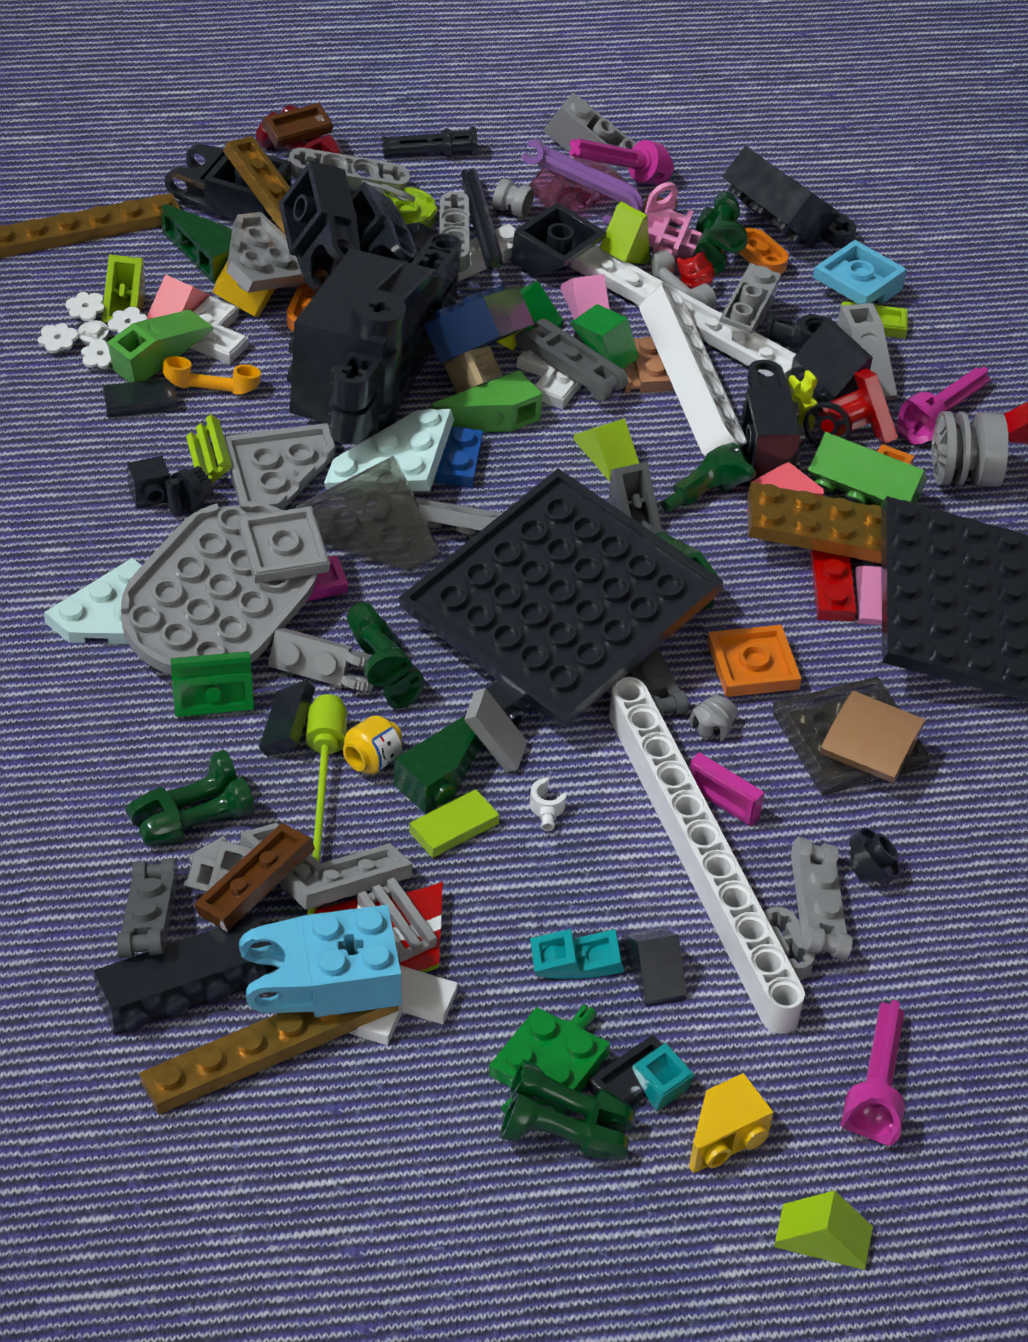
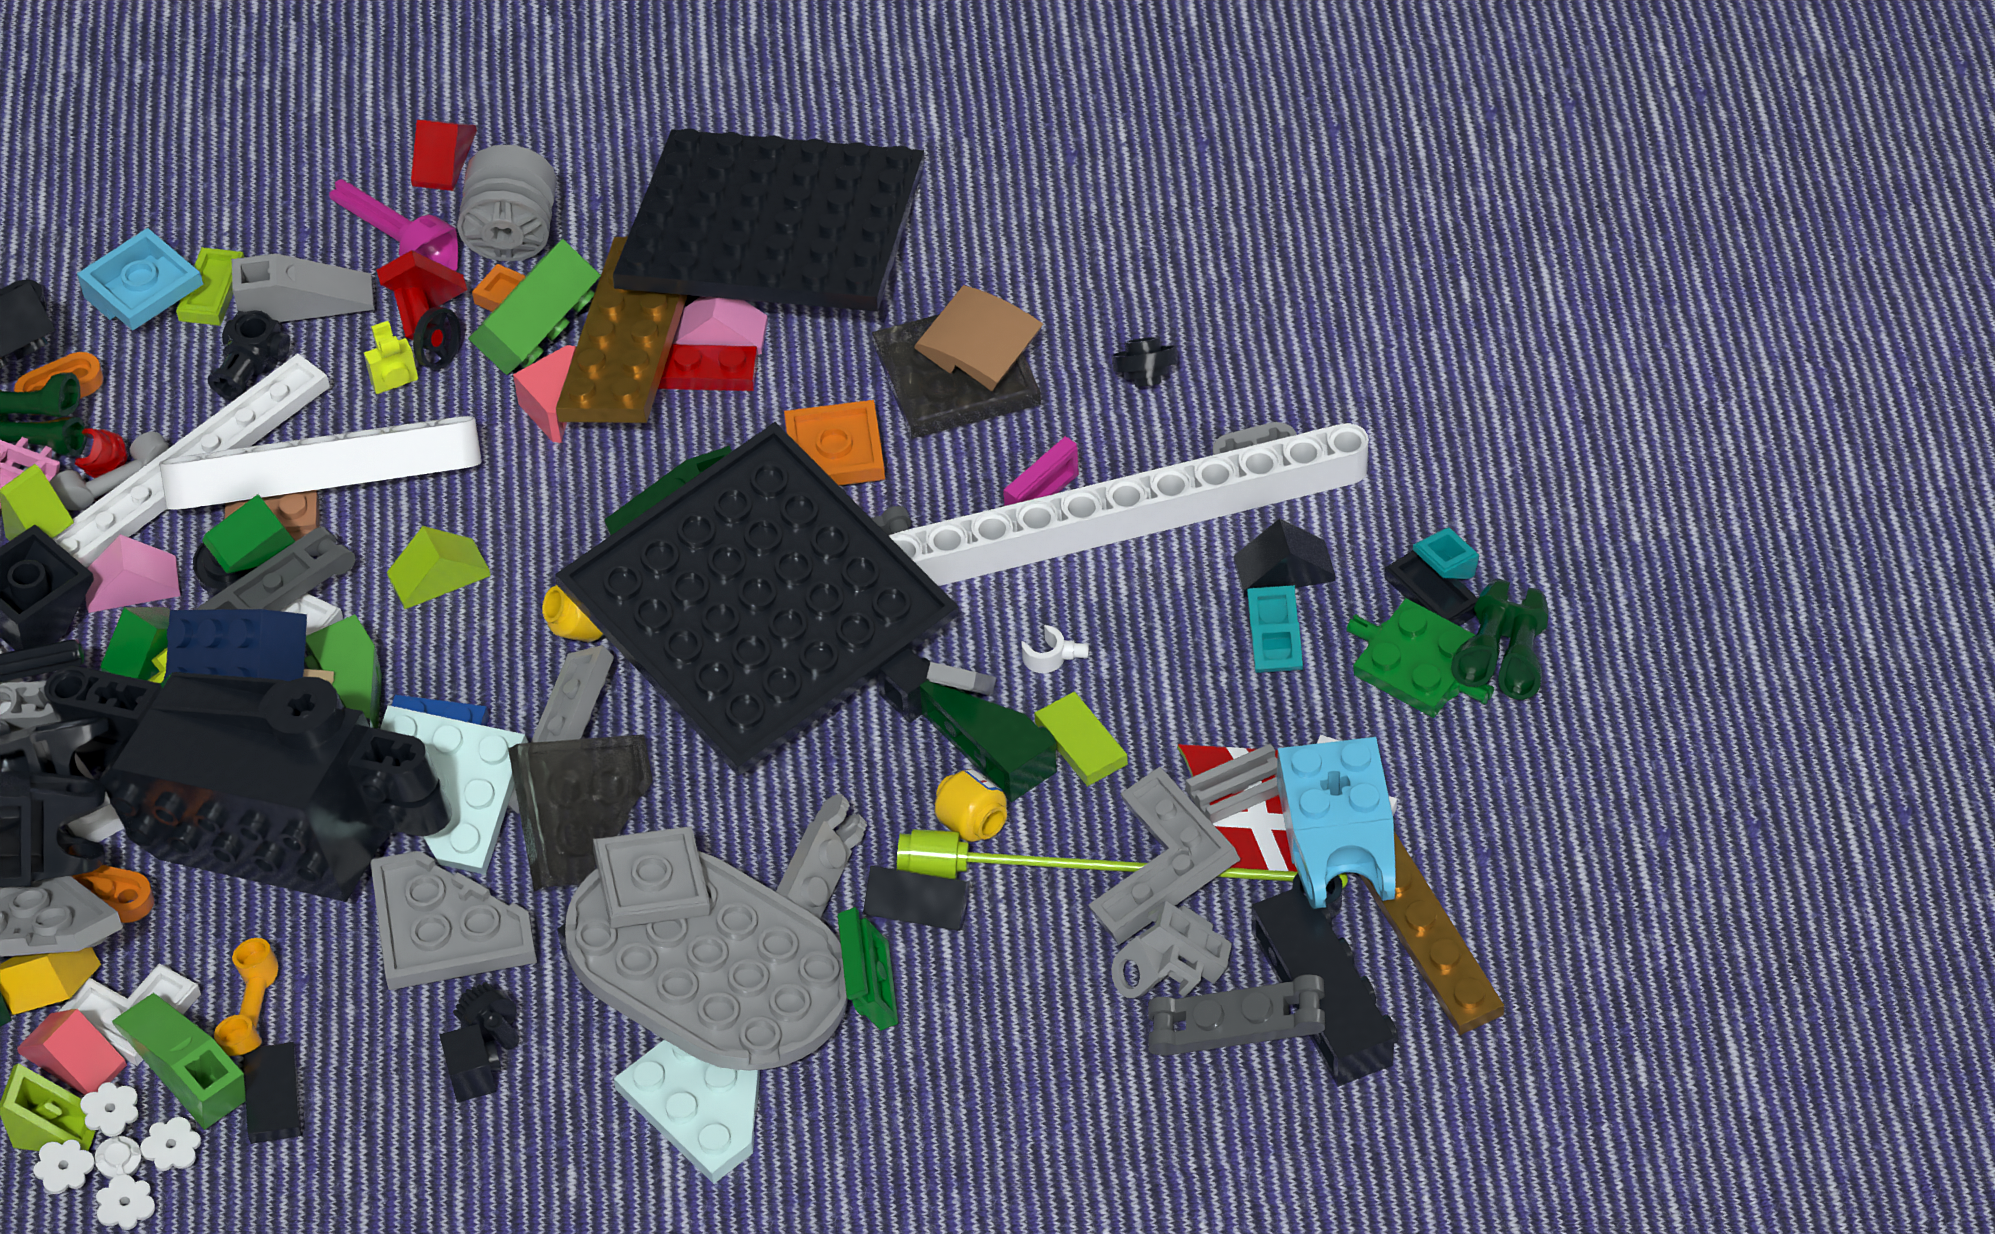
camera: 80 degrees left, 5 degrees up
(158, 809) = (1052, 944): dark green piece -> none
(201, 449) = (409, 1017): lime tile -> none
(254, 876) = (1208, 896): reddish brown plate -> none
(388, 662) = (783, 802): dark green piece -> none
(634, 495) = (556, 537): dark grey slope -> none
(712, 713) = (922, 485): light grey arm -> none
(721, 468) = (505, 446): dark green animal -> none
(730, 1121) = (1500, 511): yellow slope -> none
(751, 298) = (184, 393): light grey slope -> none
(770, 420) = (442, 382): black brick -> none
(819, 898) = (1201, 412): light grey plate -> none
(825, 1229) = (1617, 452): lime slope -> none
(833, 361) = (336, 317): black slope -> none
(873, 1105) = (1479, 387): dark pink piece -> none

